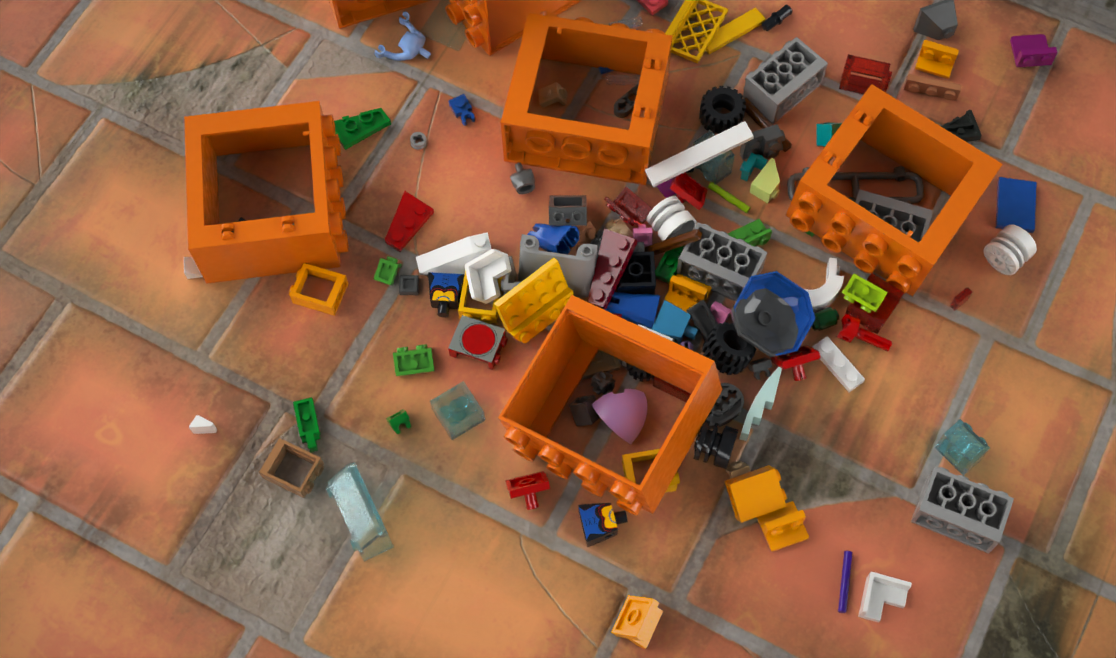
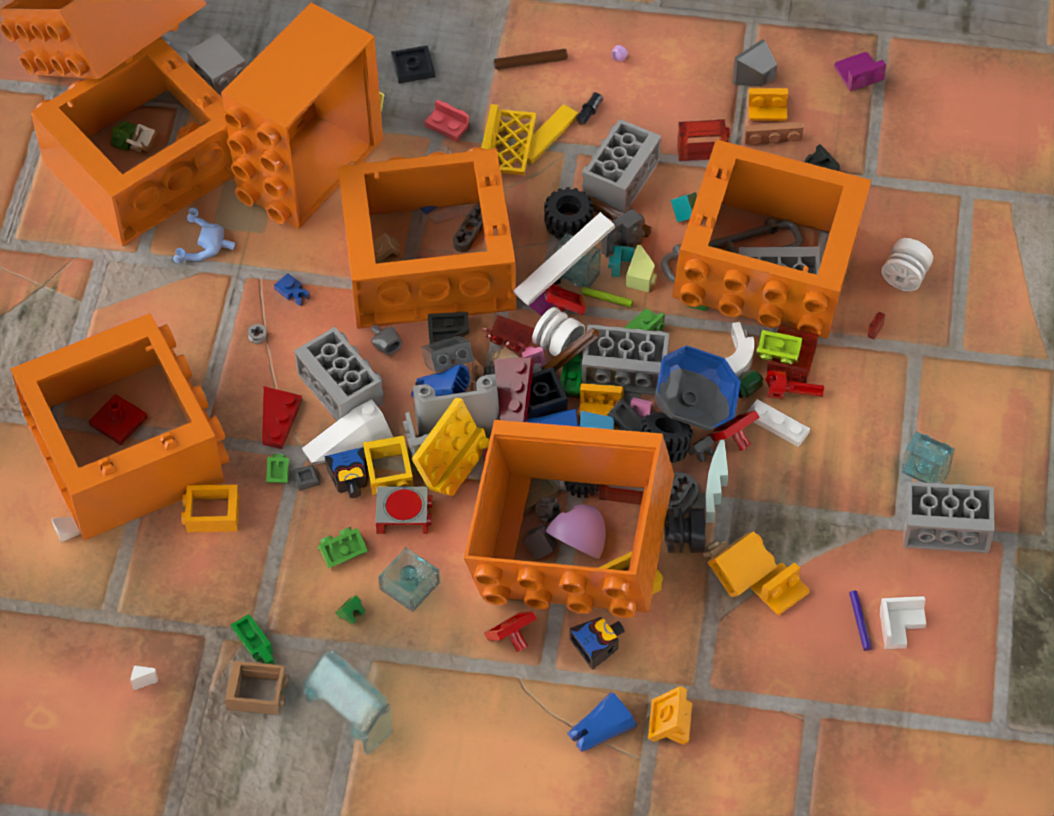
camera: 20 degrees left, 10 degrees down
(275, 183) = (118, 419): none -> red tile
(359, 127) = (194, 333): green wing -> none
(468, 200) = (337, 373): none -> light grey brick
(483, 275) = (387, 436): white panel -> none
(575, 605) = (602, 723): none -> blue piece
(579, 183) = (447, 325): none -> pearl dark grey wing
(1016, 203) = (896, 220): blue tile -> none

